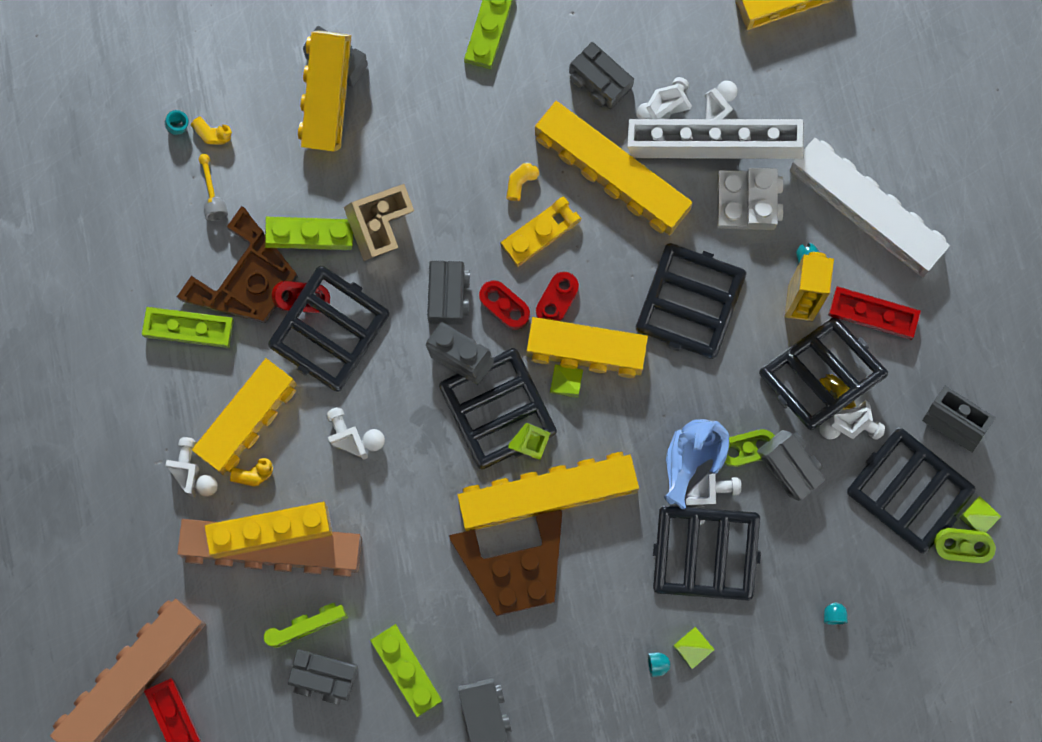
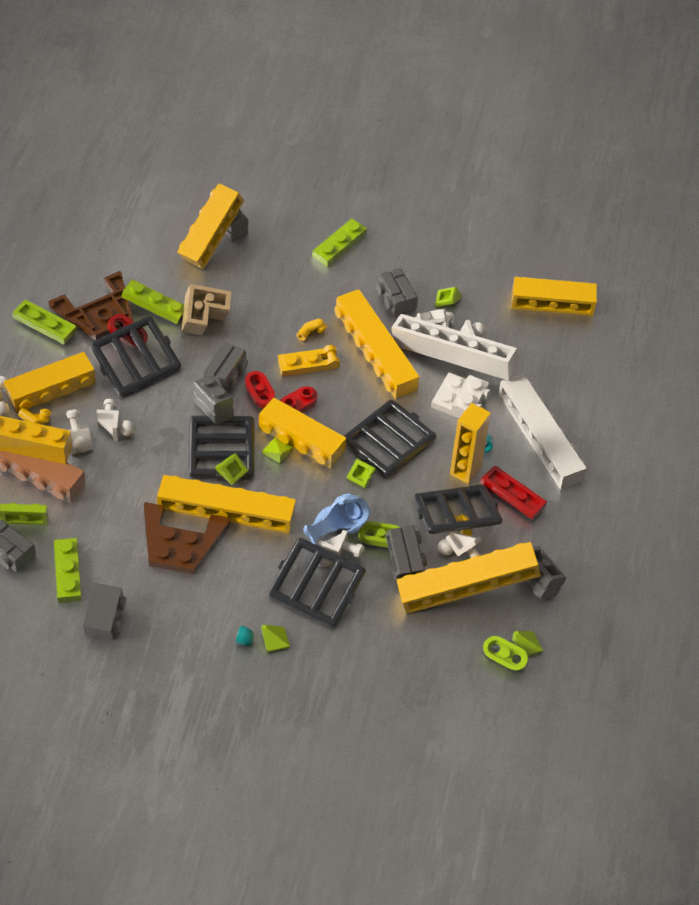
camera: 20 degrees right, 25 degrees down
(176, 117) = (106, 214): teal hinge -> none
(209, 135) = (128, 232): yellow arm -> none
(214, 207) = (103, 264): hinge -> none
(320, 477) = (80, 435): none -> white piece
(663, 52) = (447, 296): none -> lime slope
(682, 368) = (361, 473): none -> lime slope
(835, 614) = (388, 659): teal hinge -> none
(885, 471) = (468, 577): none -> yellow brick
(921, 454) = (466, 627): black bar -> none

